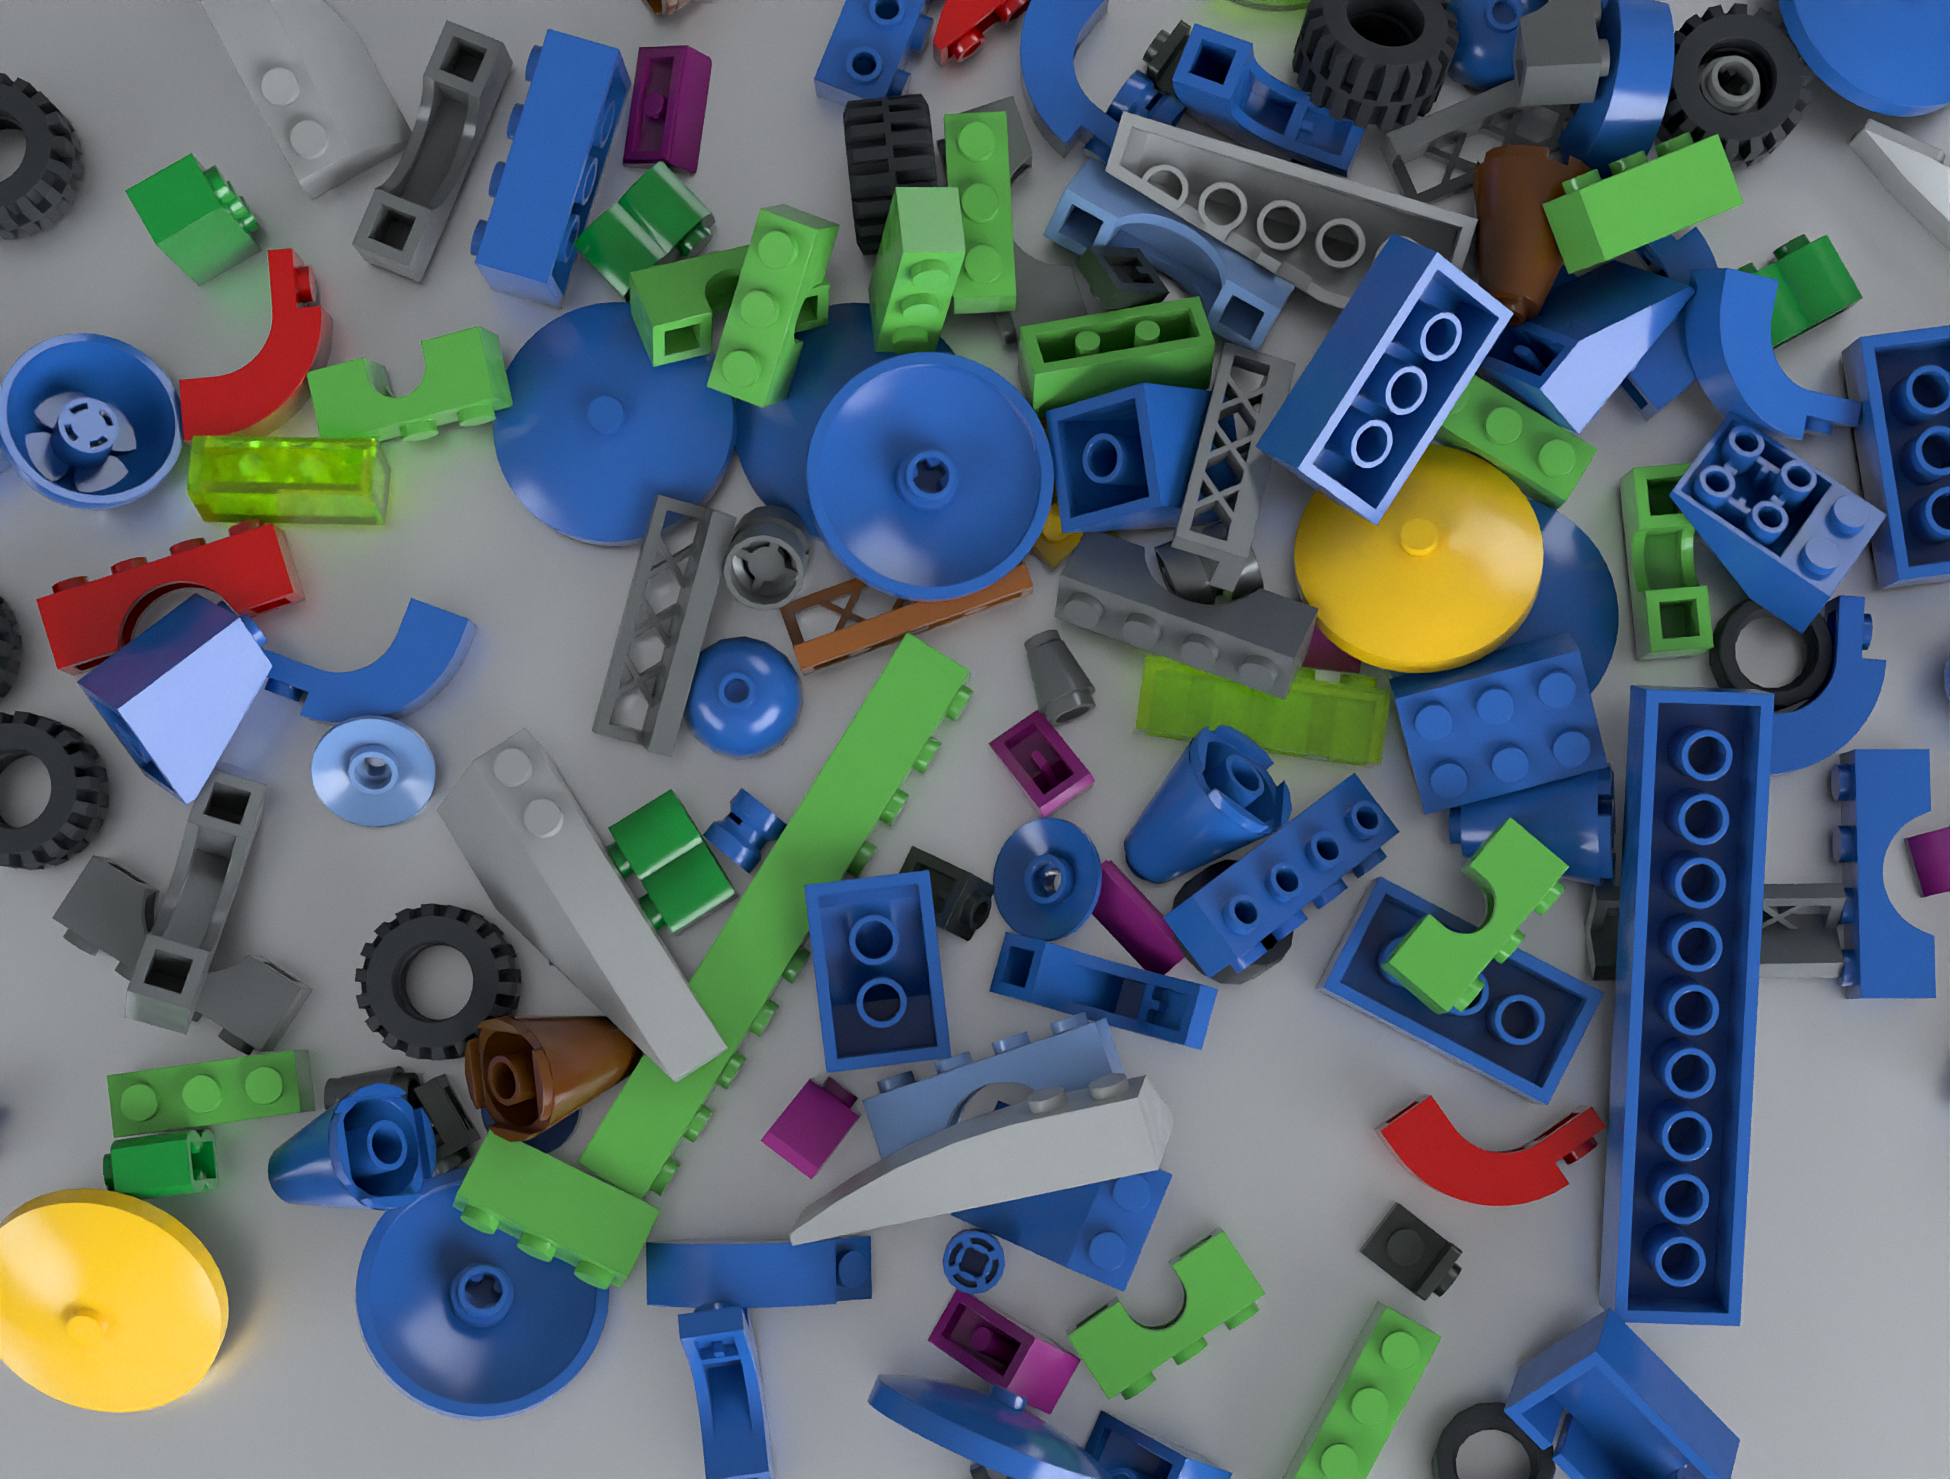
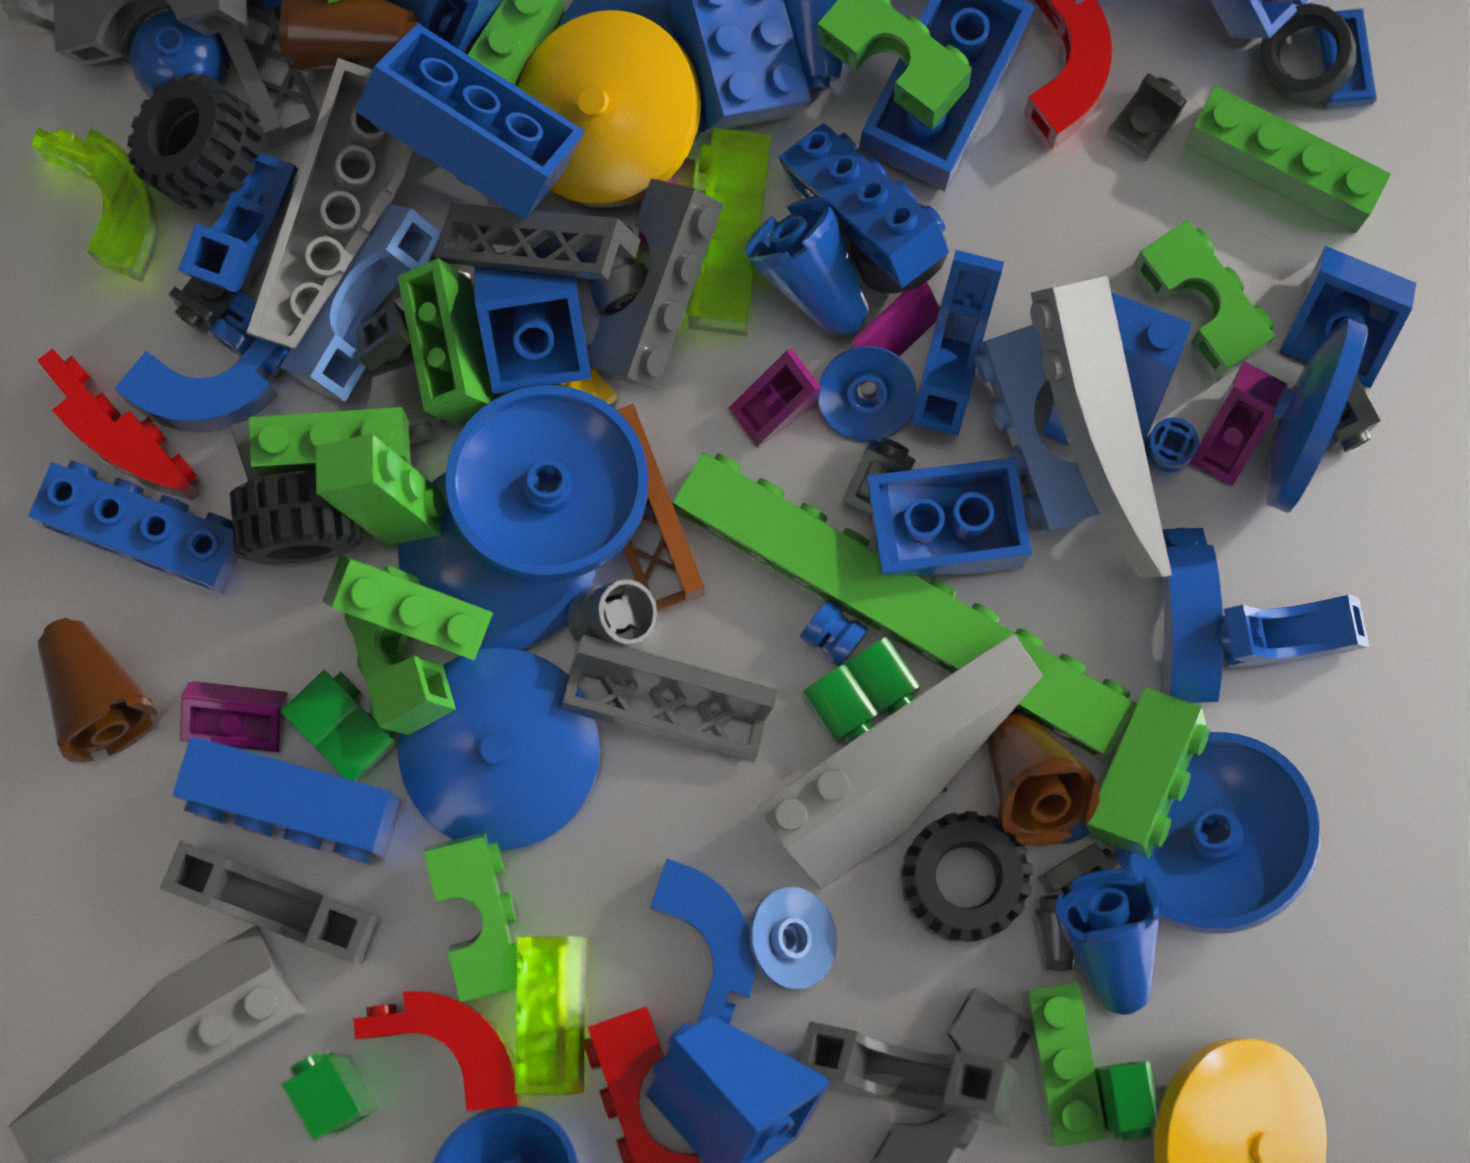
camera: 95 degrees left, 5 degrees down
(743, 698) = (725, 636): blue cylinder -> none
(813, 1125) = (1071, 570): magenta slope -> none
(1058, 679) = (705, 389): dark grey cone -> none

